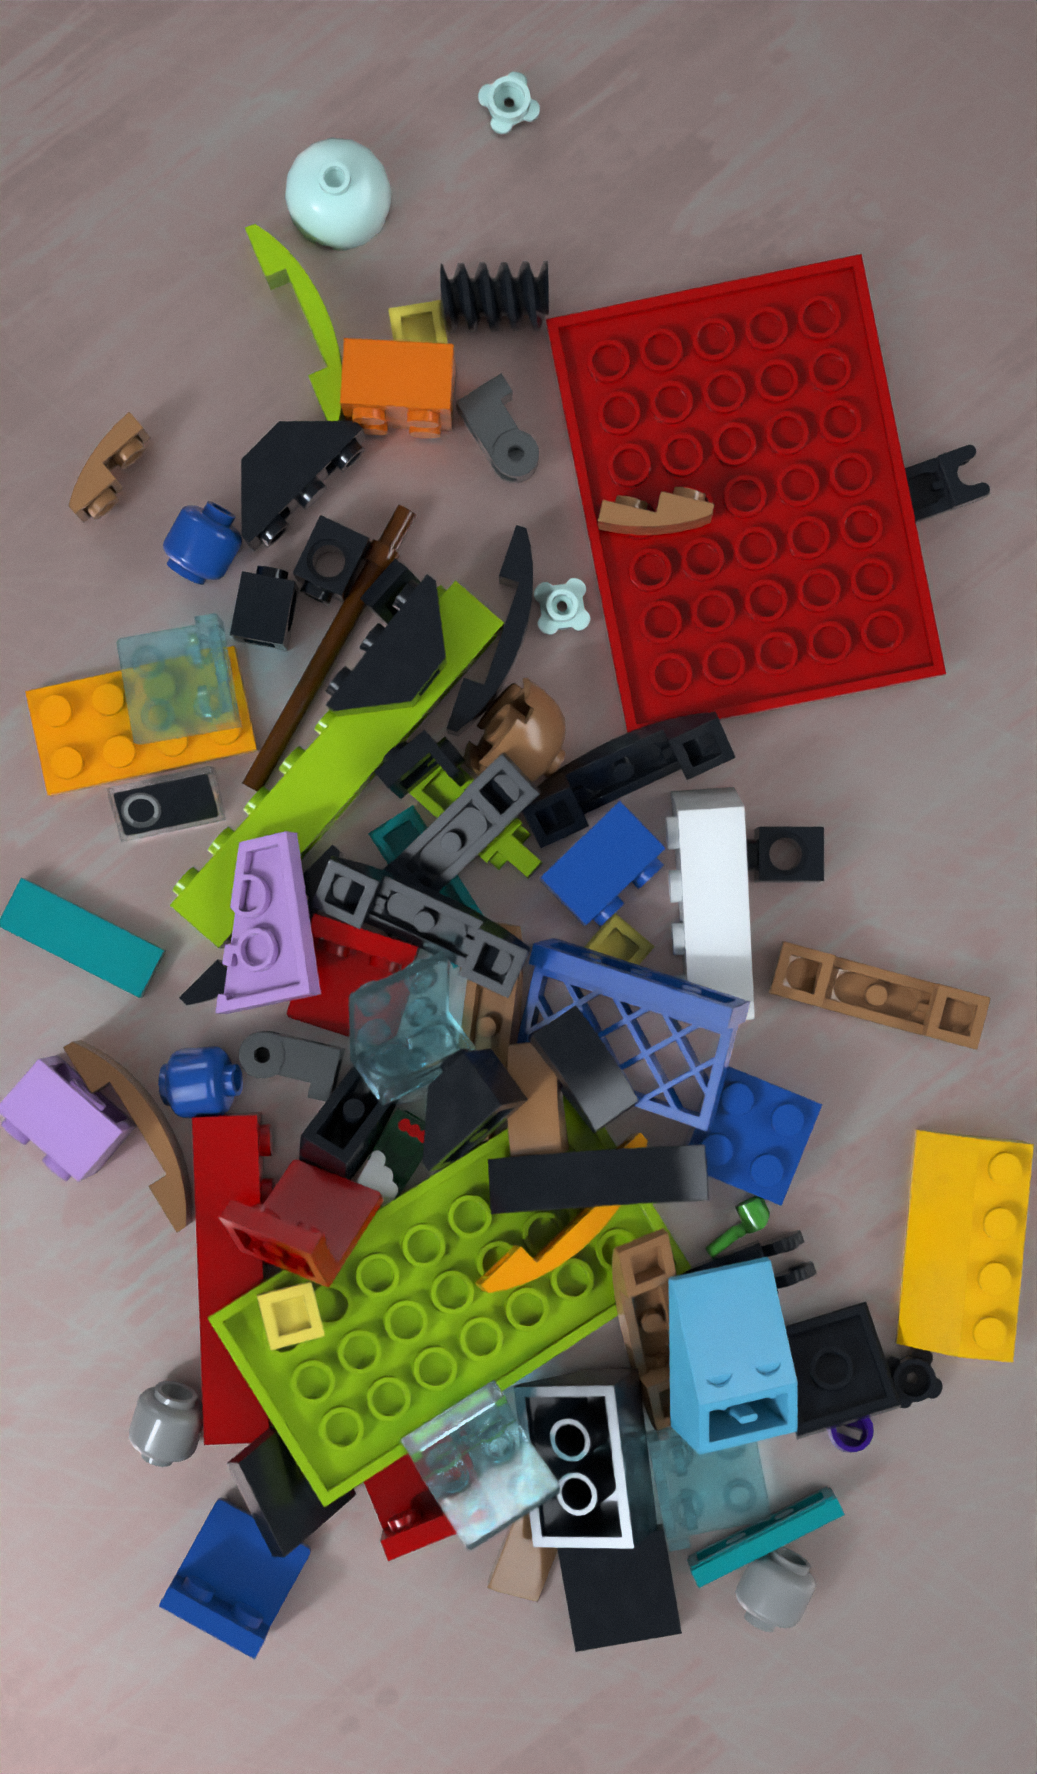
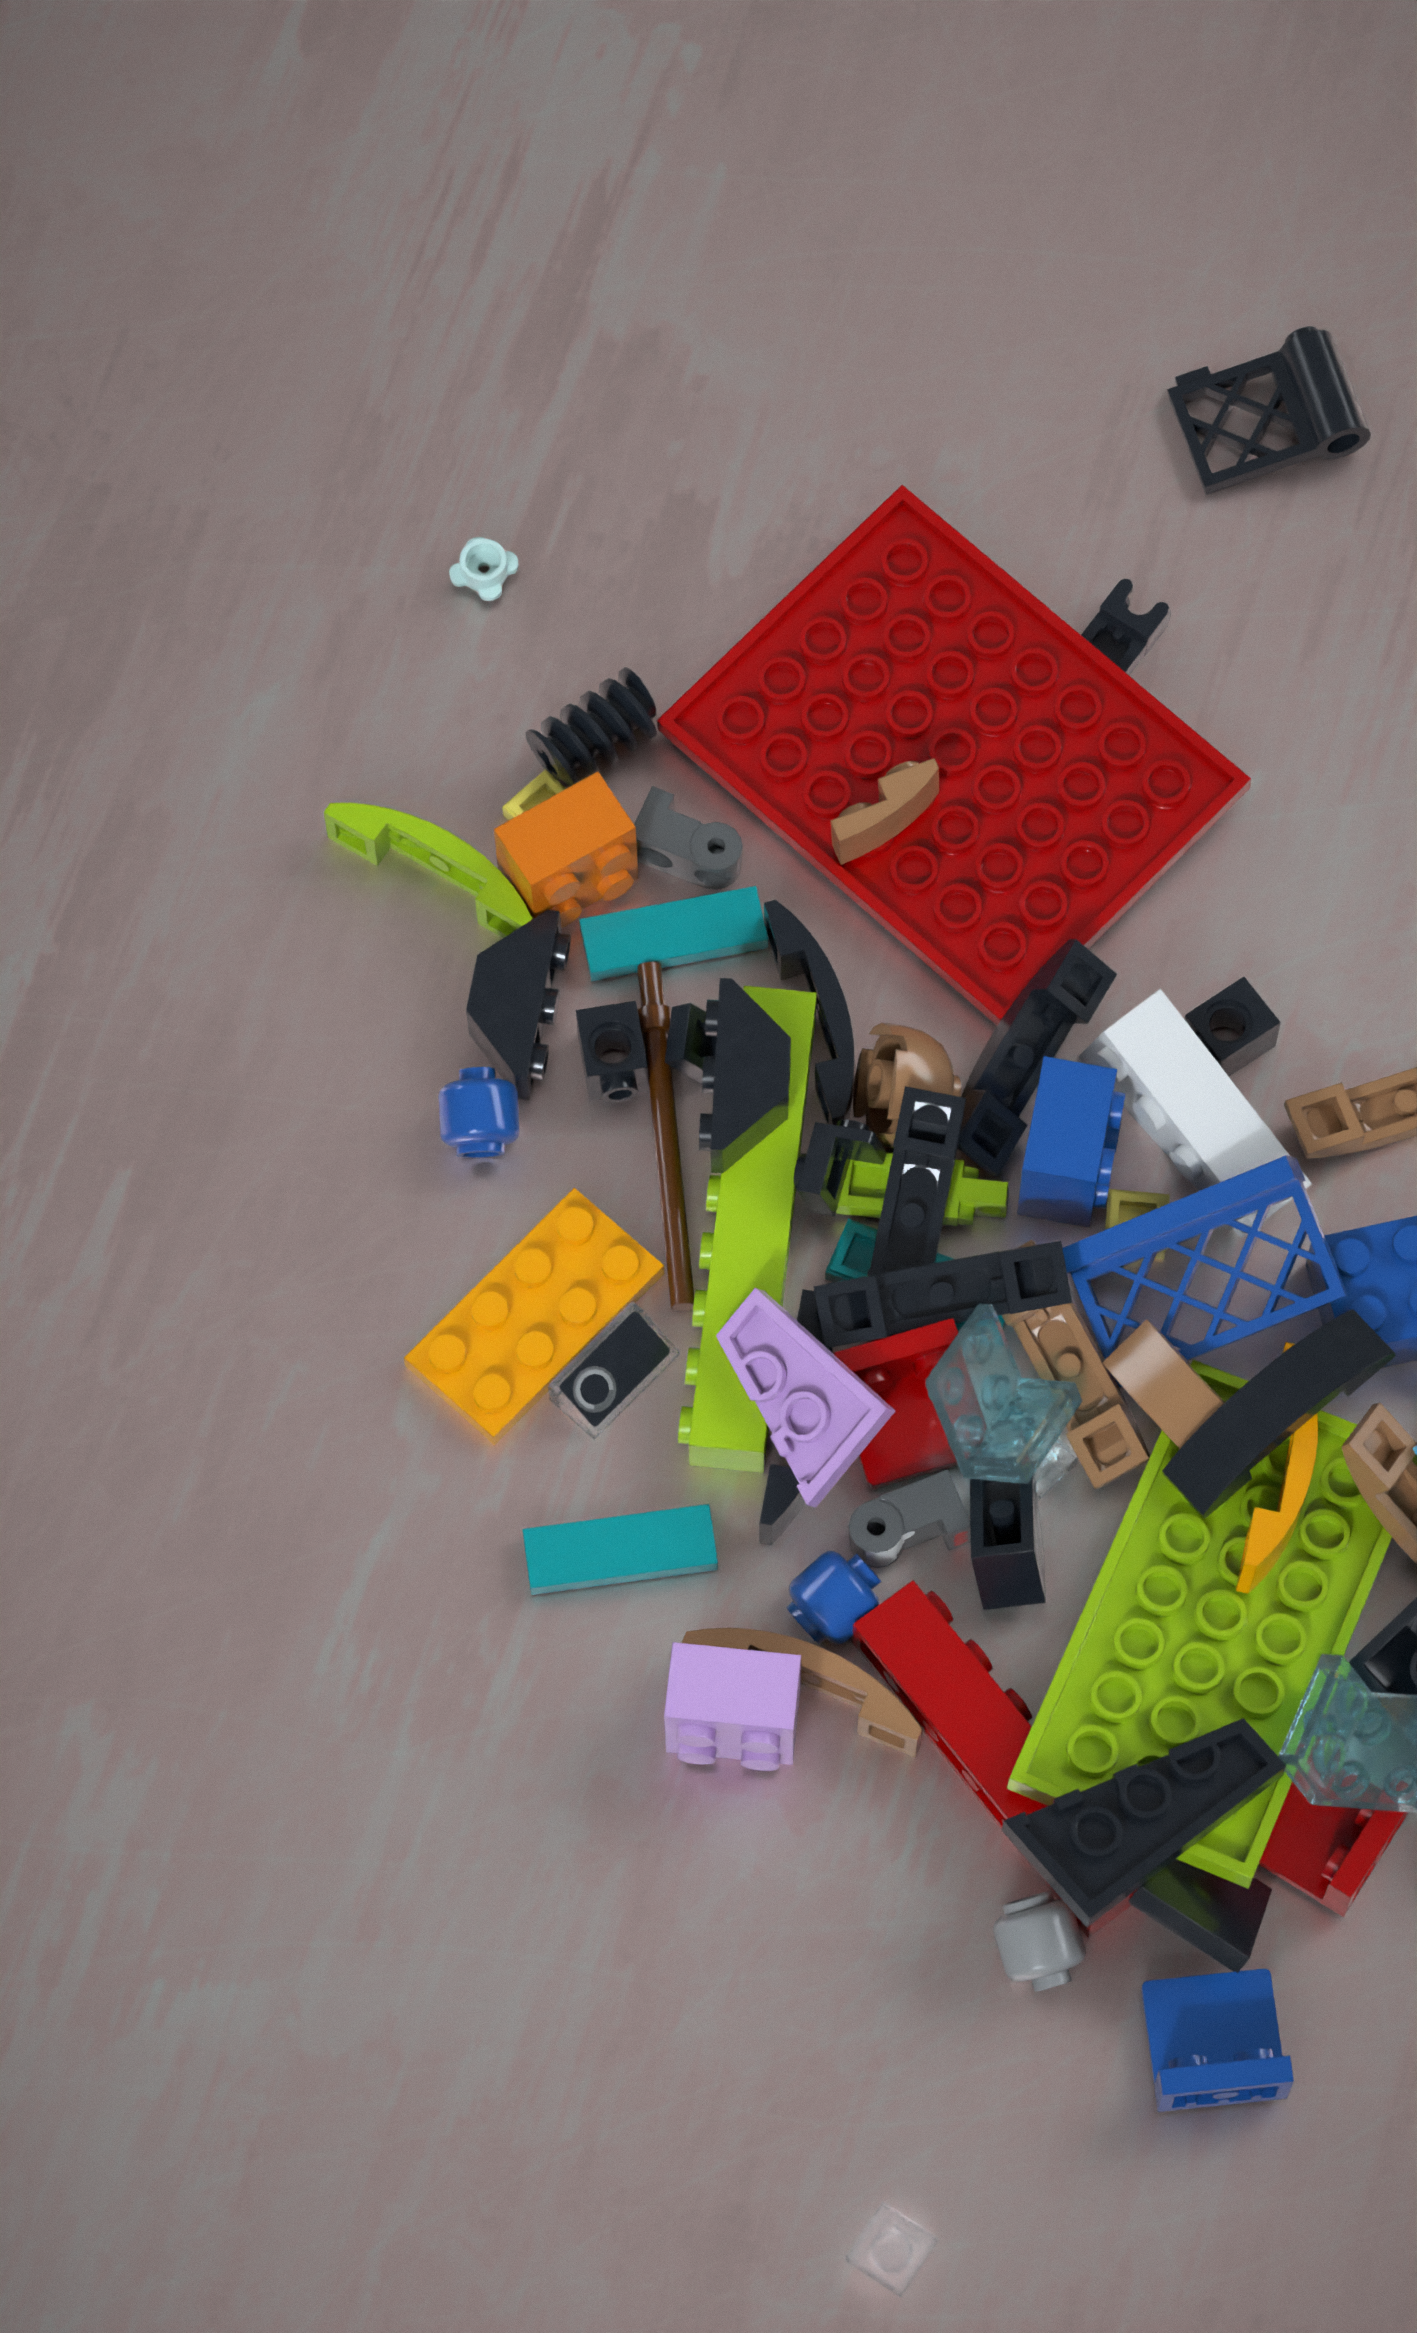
camera: 35 degrees left, 20 degrees down
(96, 486) = (341, 1114): medium nougat slope -> none
(179, 681) = (554, 1235): clear light blue bracket -> none
(263, 1418) = (1129, 1828): none -> black wing
(265, 608) = (581, 1135): black brick -> none
(290, 1315) = (1085, 1721): light yellow tile -> none
(305, 1222) = (1033, 1635): red bracket -> none
(338, 193) = (382, 740): light aqua cylinder -> none
(395, 1155) = (1071, 1539): clear green leg -> none
(444, 495) = (674, 933): none -> teal tile
(466, 1105) = (1106, 1429): black slope -> none
(573, 617) = (859, 973): light aqua plate -> none
(585, 1068) = (1205, 1322): black slope -> none

